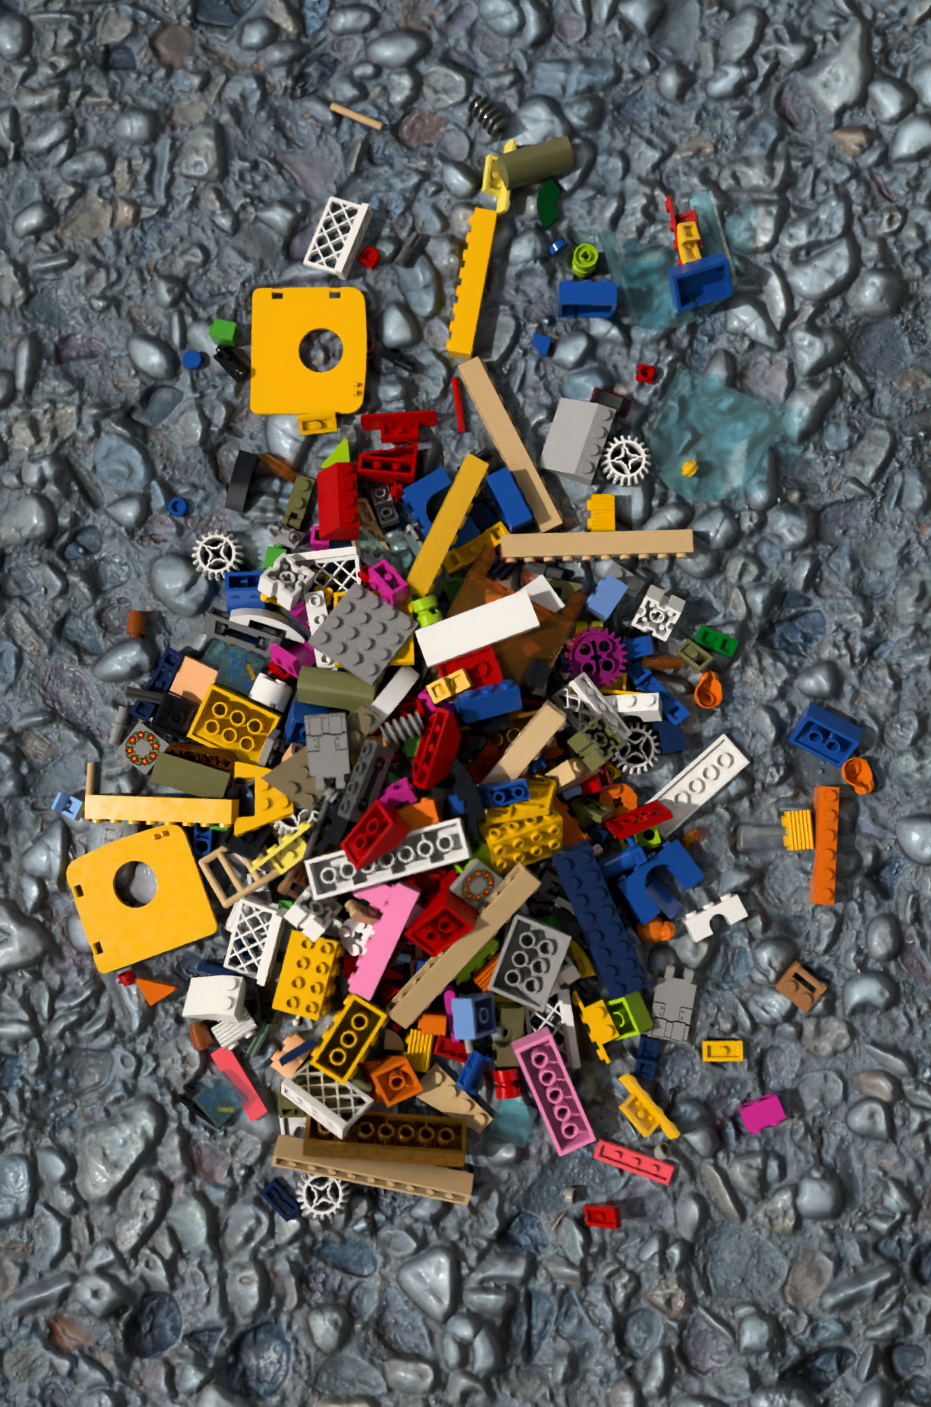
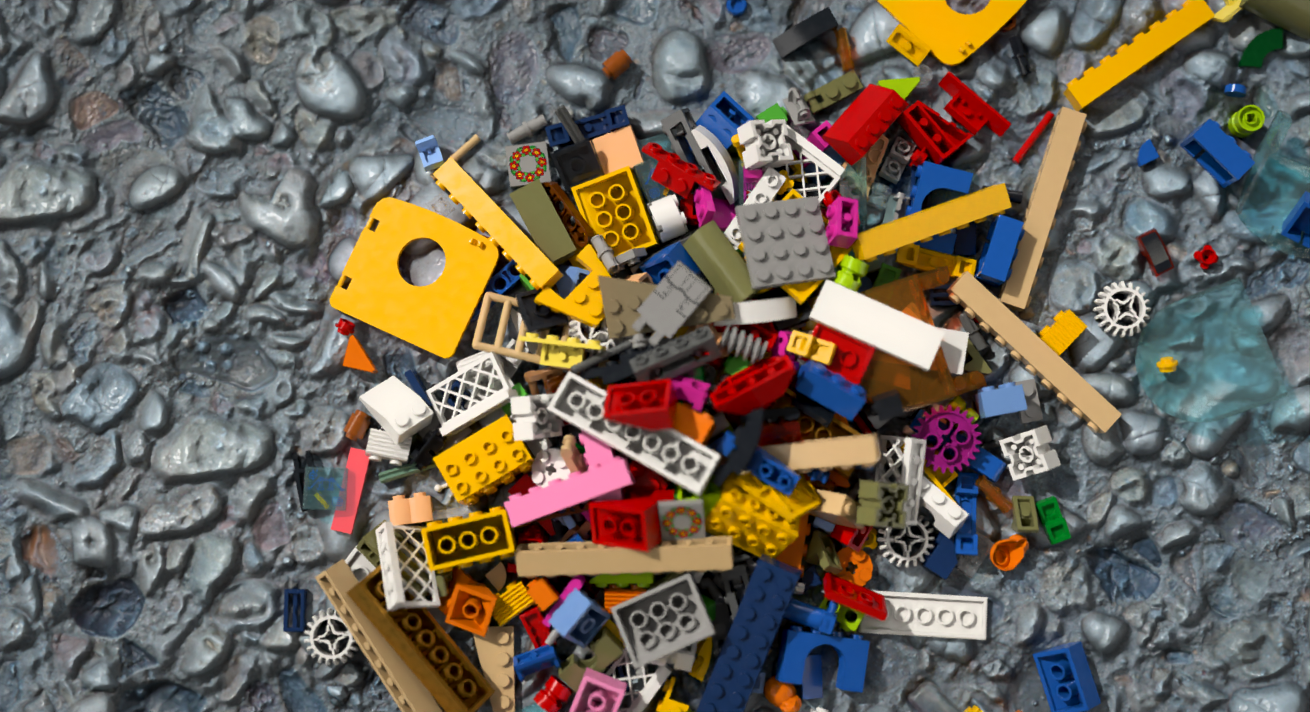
camera: 40 degrees right, 0 degrees up
(213, 561) = (739, 70): white gear -> none
(236, 790) = (569, 266): black pin -> none
(247, 657) = (676, 173): none -> red bracket
(252, 758) = (605, 254): none -> light grey pin
(299, 1050) = (420, 511): dark blue tile -> none
(576, 439) = (1099, 255): light grey slope -> none
(689, 838) = (880, 651): clear orange pin -> none

